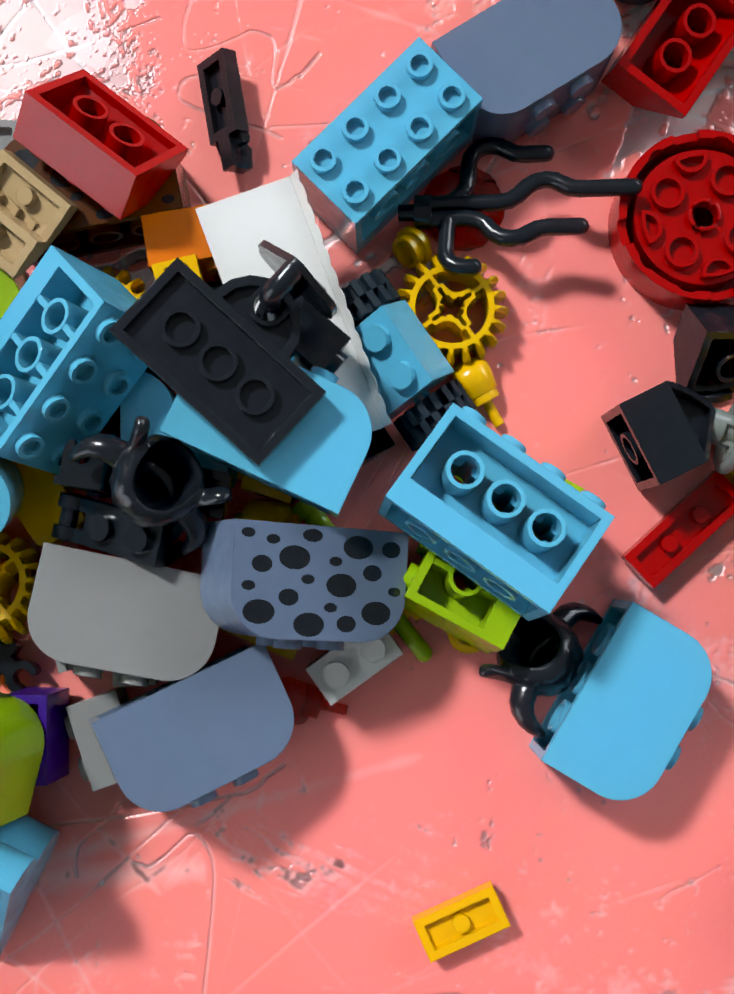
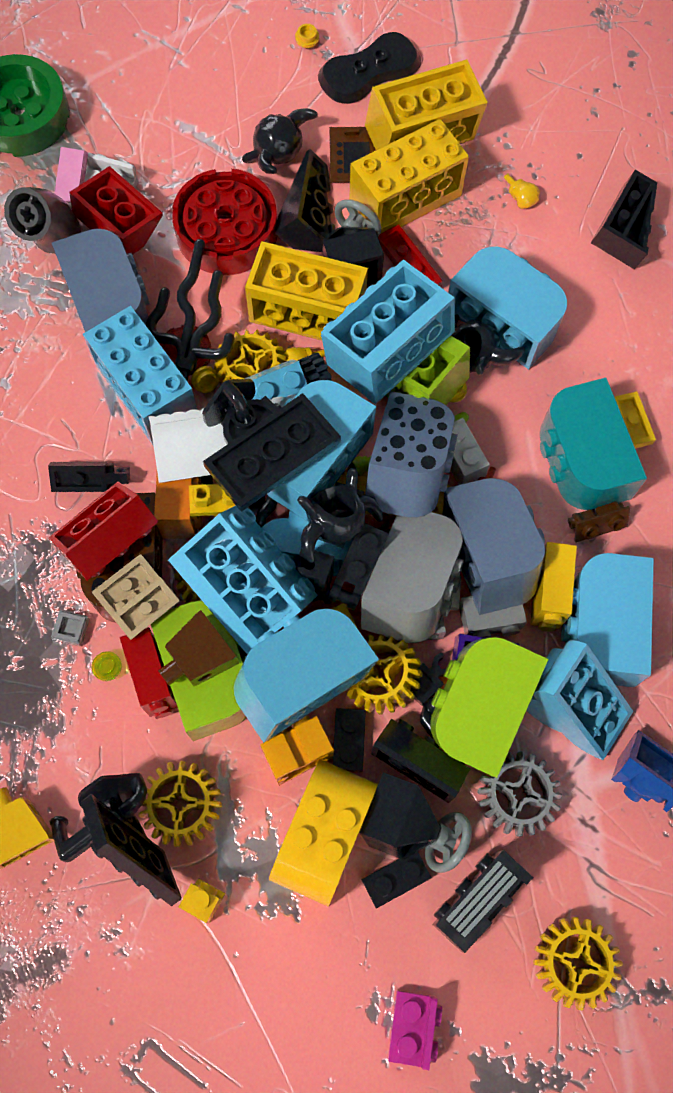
camera: 85 degrees left, 15 degrees down
(113, 918) = (615, 615): none -> medium azure brick
(129, 832) = (555, 588): none -> yellow brick
(292, 899) = (608, 519): none -> reddish brown hinge
(390, 860) = (590, 447): none -> teal brick
(575, 369) = (300, 289): none -> yellow brick

